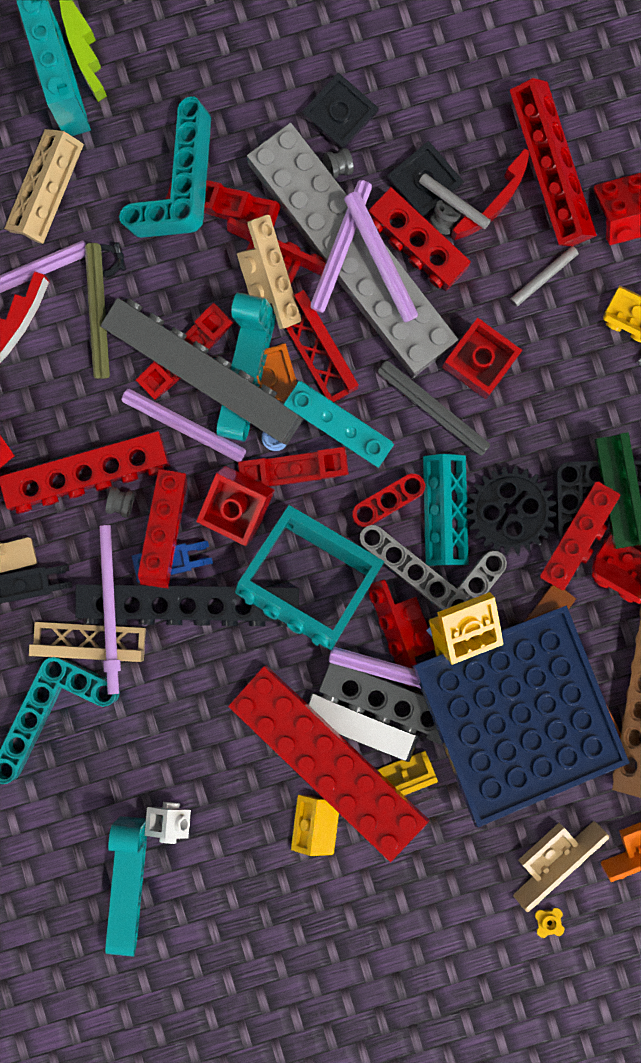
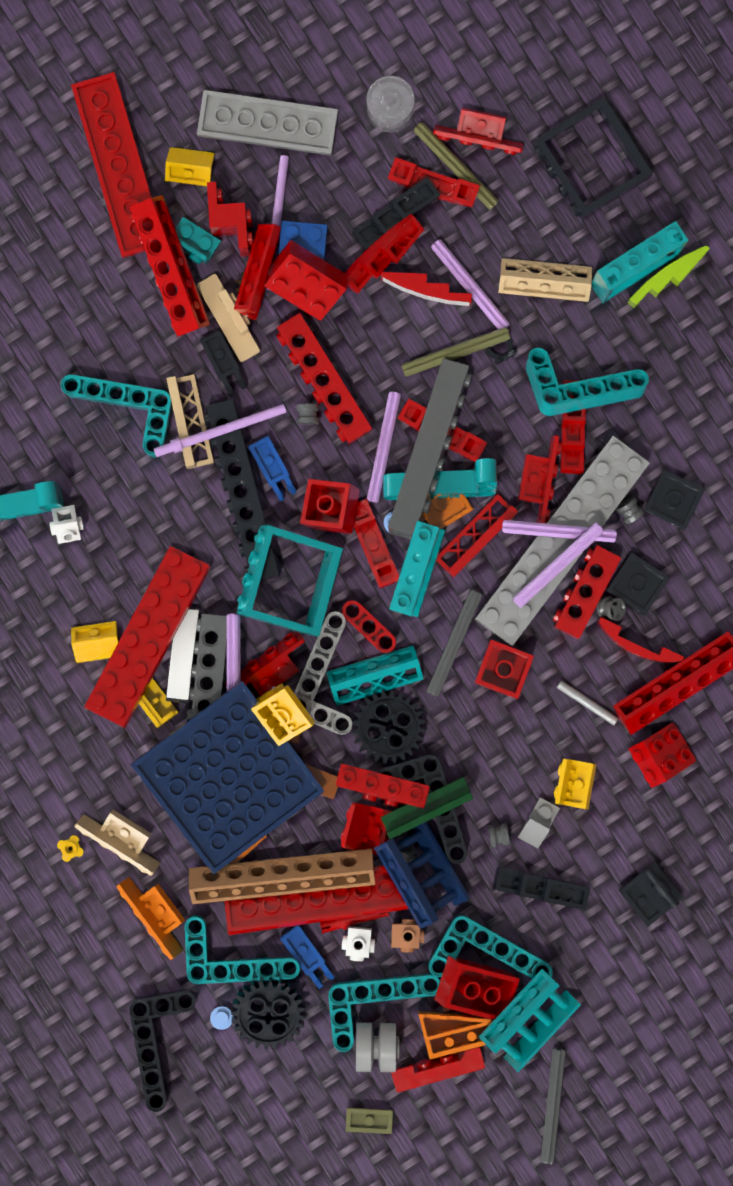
camera: 80 degrees right, 0 degrees up
(163, 529) = (295, 454): red brick -> none
(266, 272) = (521, 479): tan bracket -> none
(454, 201) = (624, 611): light grey bar -> none

